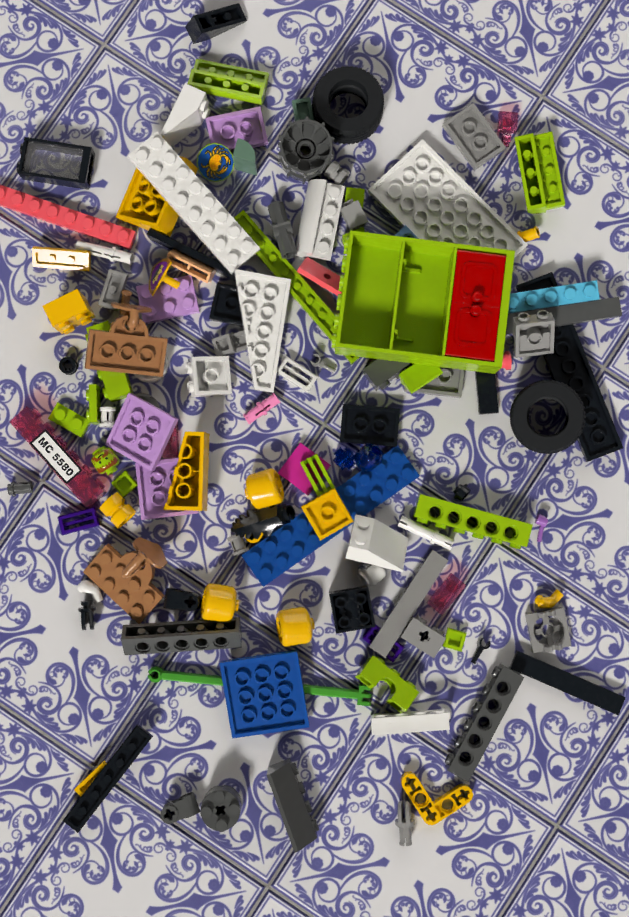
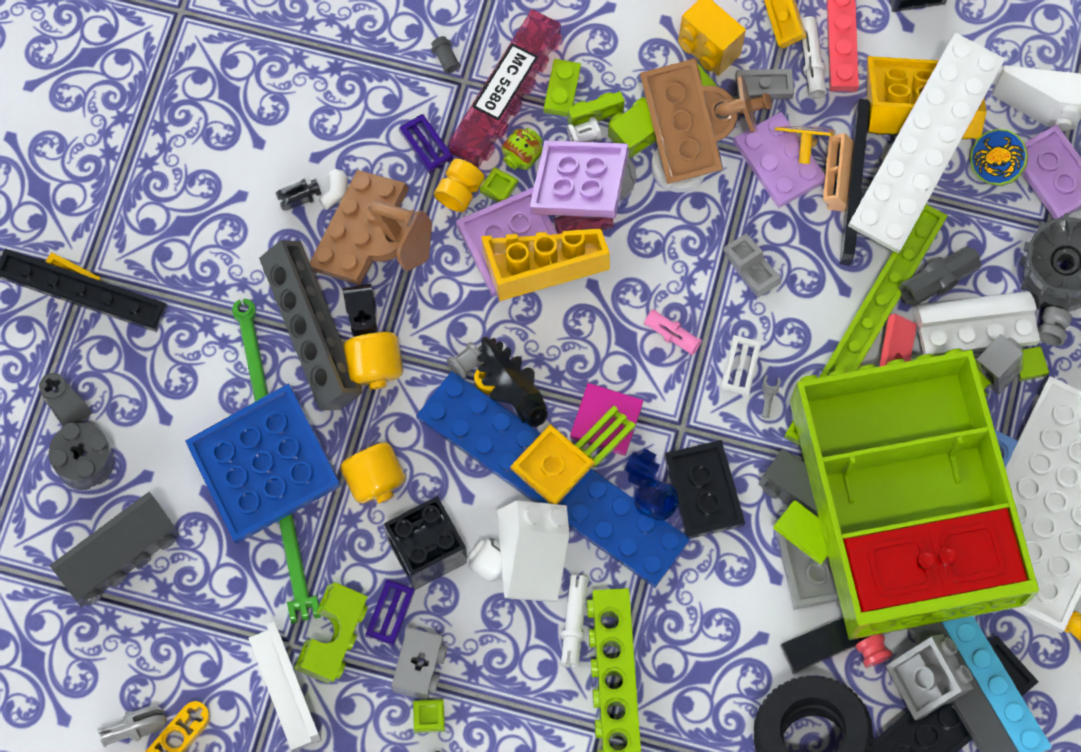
camera: 70 degrees right, 15 degrees down
(65, 360) = (629, 64): black bush -> none
(208, 376) = (691, 245): white plate -> none
(226, 305) = (806, 246): black tile -> none
(244, 157) = (1020, 191): sand green brick -> none
(263, 314) = (807, 288): white wing -> none
(264, 488) = (558, 369): yellow head -> none
(408, 603) = (461, 628): light grey tile -> none
(446, 594) = (493, 680): clear pink plate -> none
(461, 492) = (653, 655): black plate -> none

